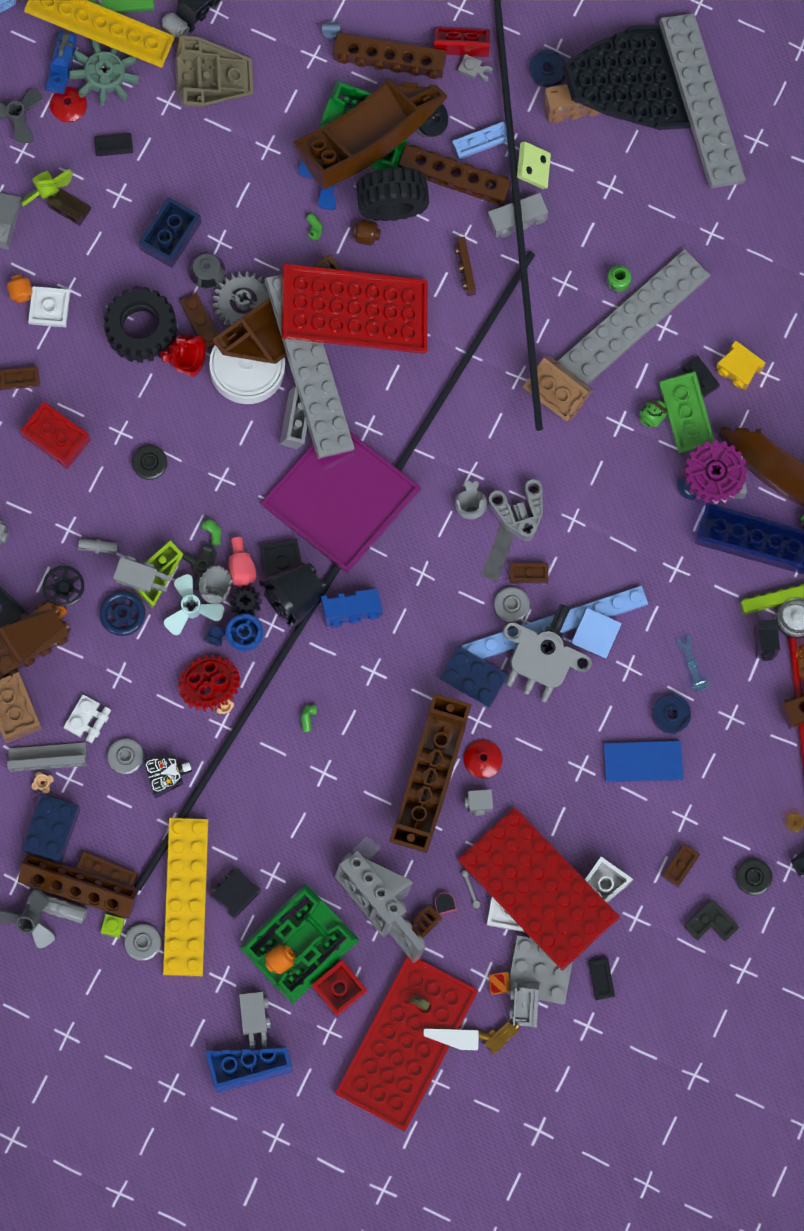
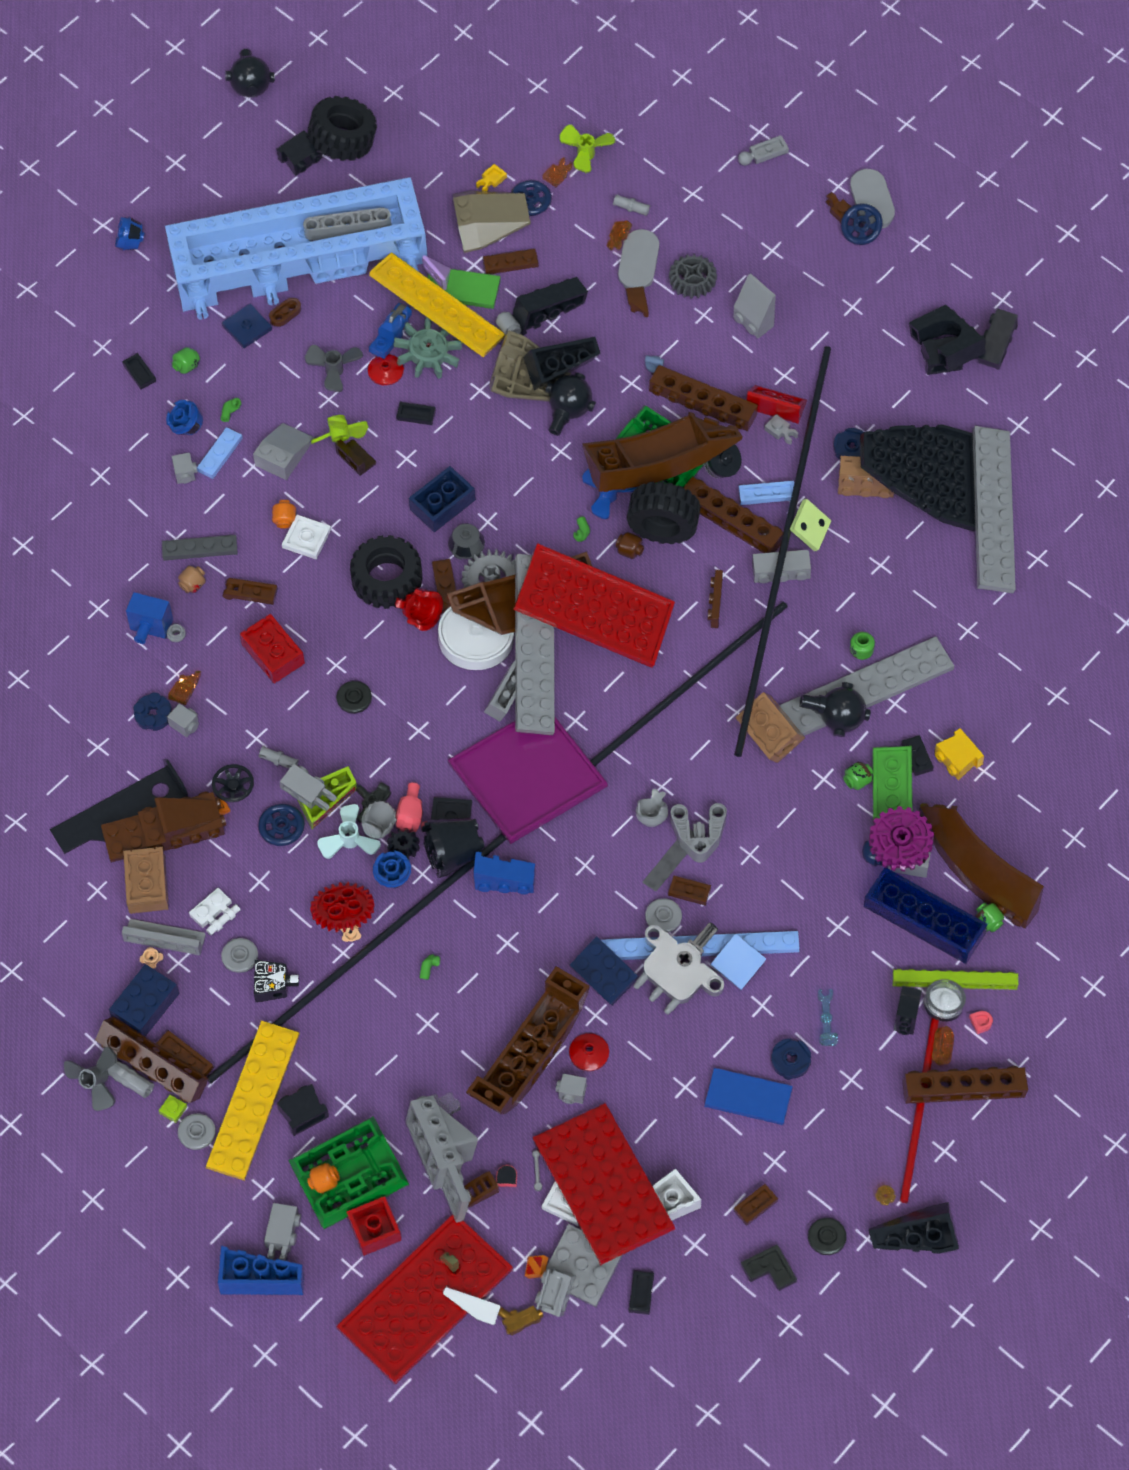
camera: 20 degrees right, 15 degrees down
(211, 526) = (395, 772): bright green arm -> none
(214, 635) = (362, 867): dark blue wheel -> none
(237, 56) = (557, 360): none -> black wedge
(260, 91) = (569, 399): none -> black piece
(617, 350) = (840, 708): none -> black piece

